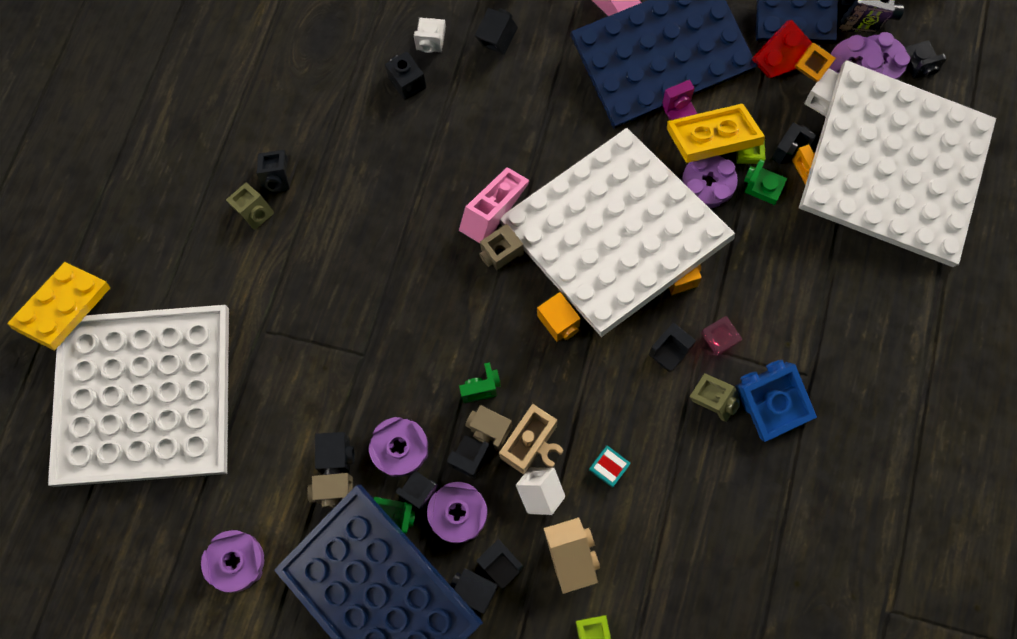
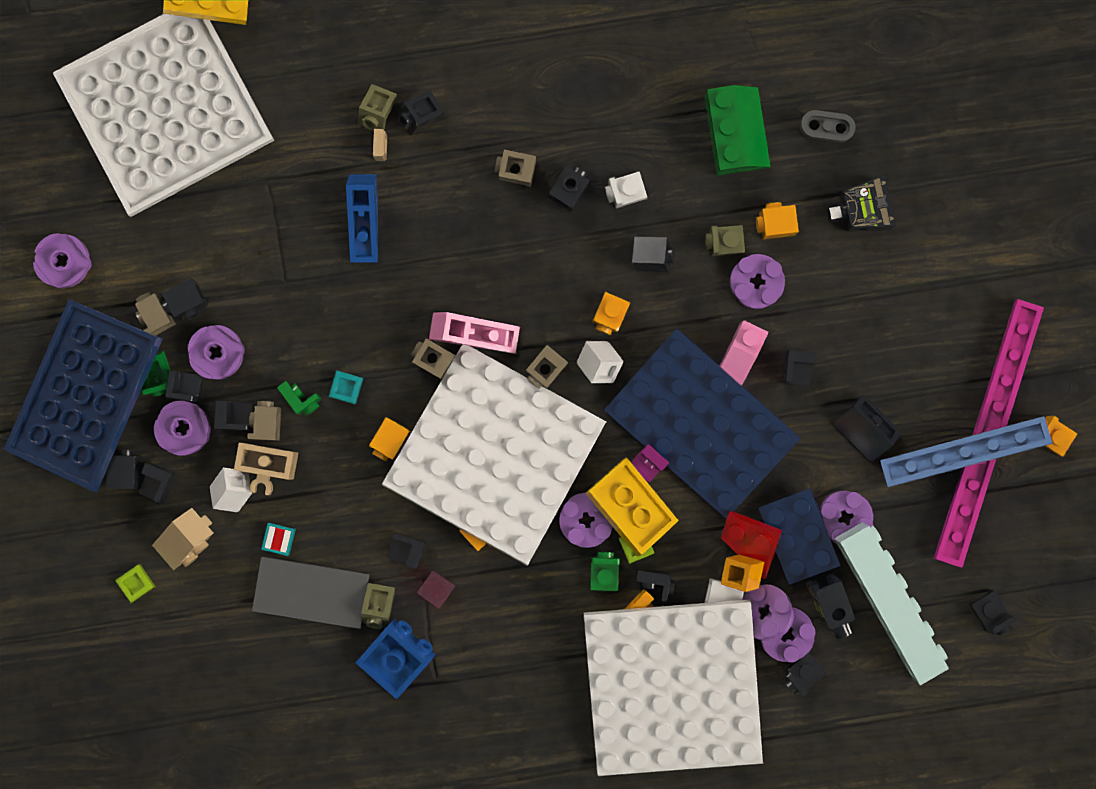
camera: 60 degrees right, 15 degrees up
(283, 214) = (380, 145): none -> tan tile
(340, 255) = (362, 217): none -> blue slope
(366, 103) = (524, 161): none -> dark tan brick
(490, 340) = (346, 387): none -> teal tile
(532, 88) = (610, 314): none -> light orange bracket
(552, 148) = (546, 357): none -> dark tan brick
(570, 111) = (599, 362): none -> white panel
(676, 458) = (310, 592): none -> dark grey tile

